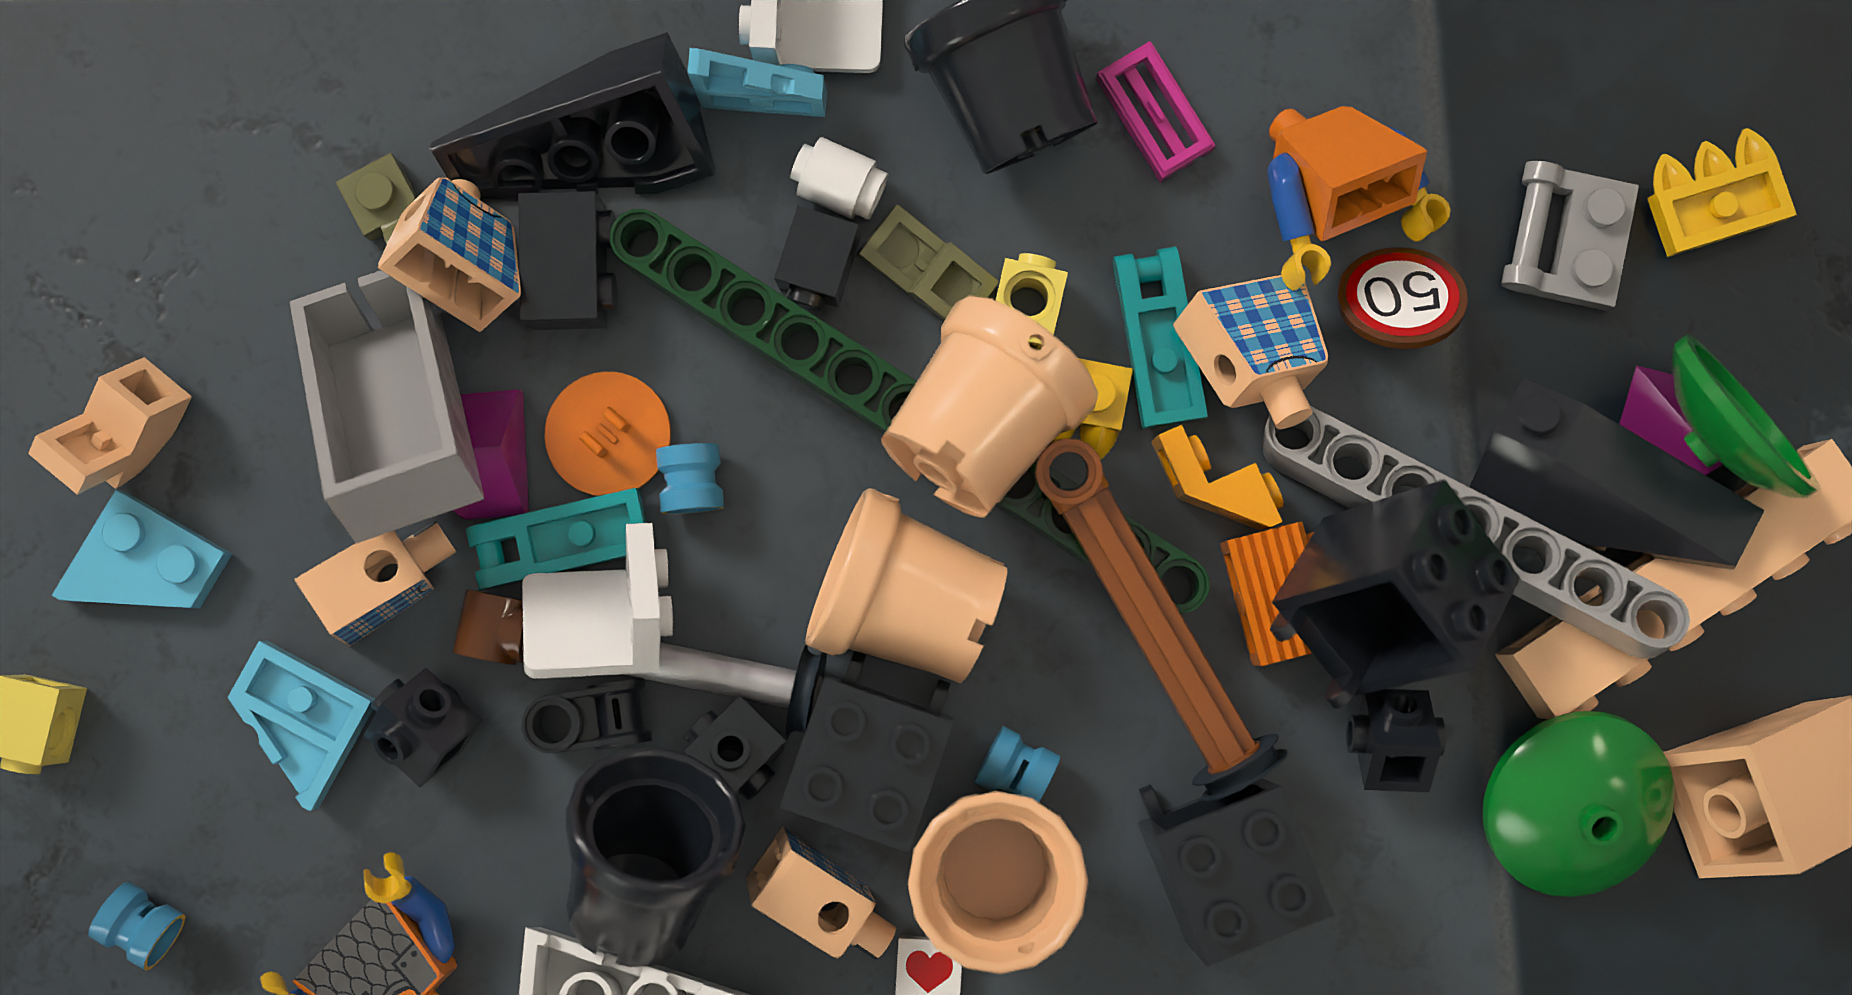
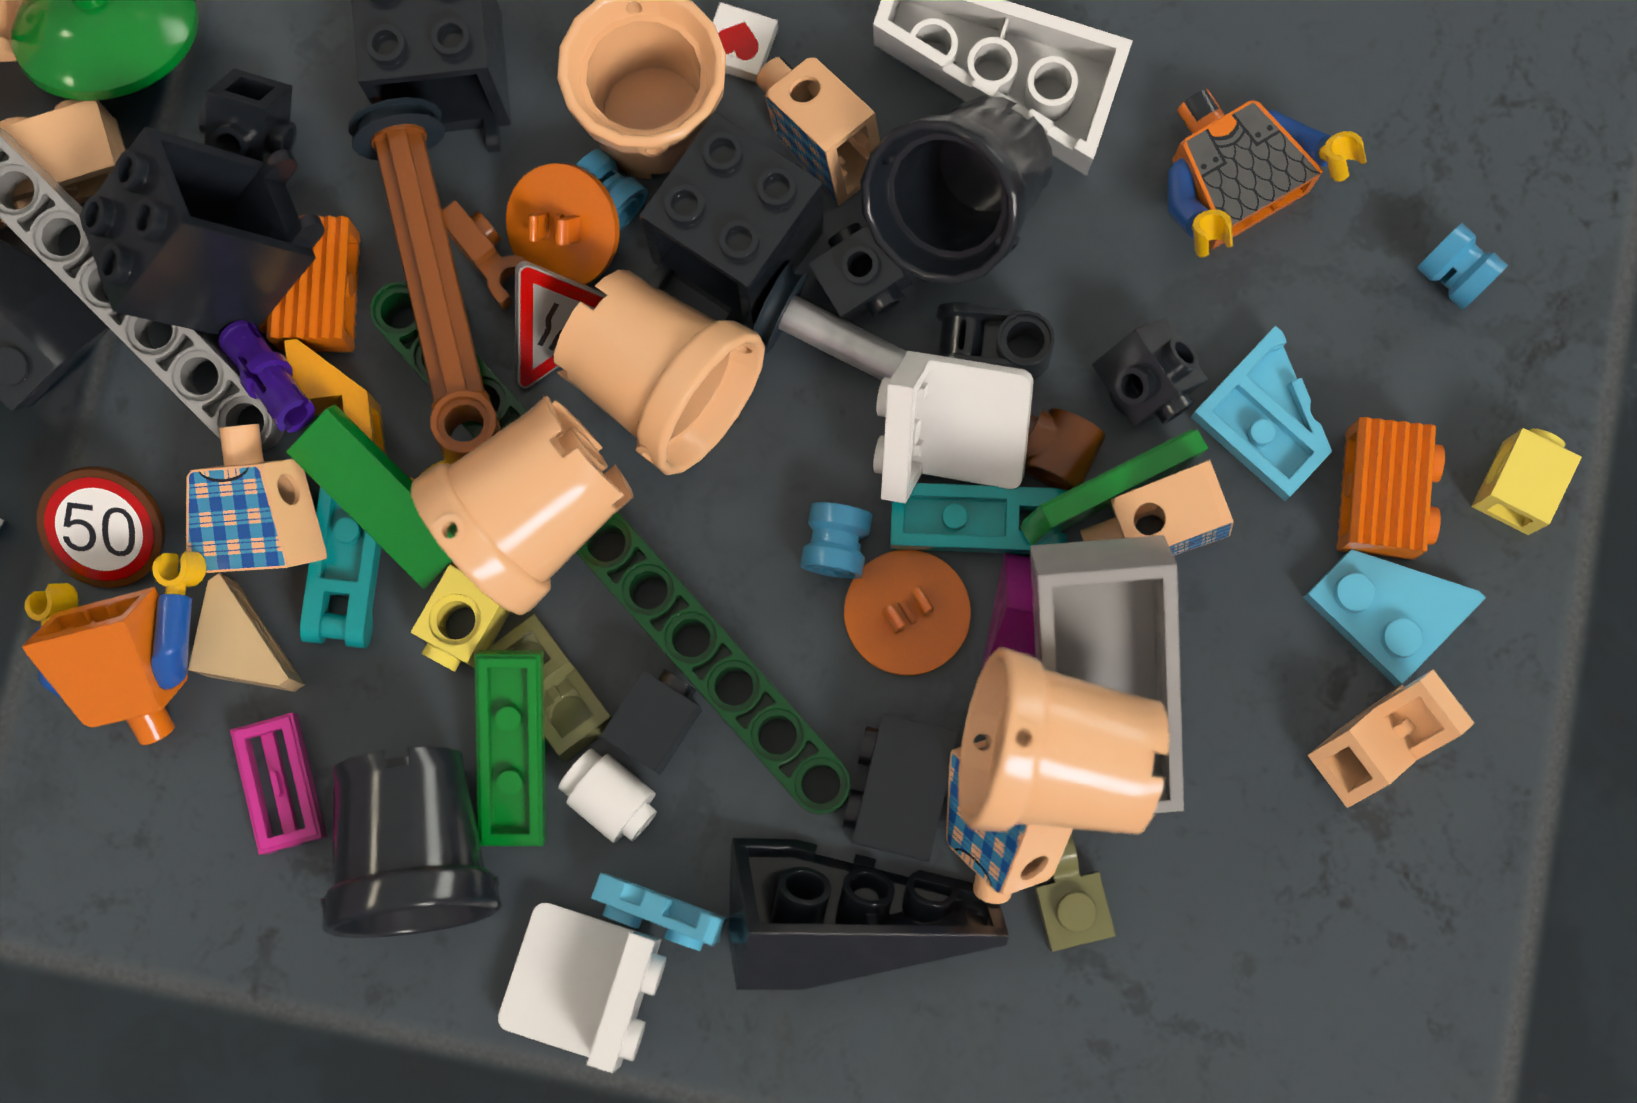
camera: 165 degrees left, 5 degrees down
(165, 675) = (1389, 488): none -> orange brick
(402, 294) = (1058, 751): none -> light nougat piece
(430, 599) = (1096, 493): none -> green tile
(943, 198) = (510, 747): none -> green tile
(1028, 620) = (541, 311): none -> piece
(1047, 721) = (563, 221): none -> orange piece
(1130, 683) = (476, 241): none -> dark orange plate
(1152, 396) = (371, 492): none -> green tile
(1229, 222) = (236, 643): none -> tan slope
(1285, 477) = (266, 376): none -> dark purple pin

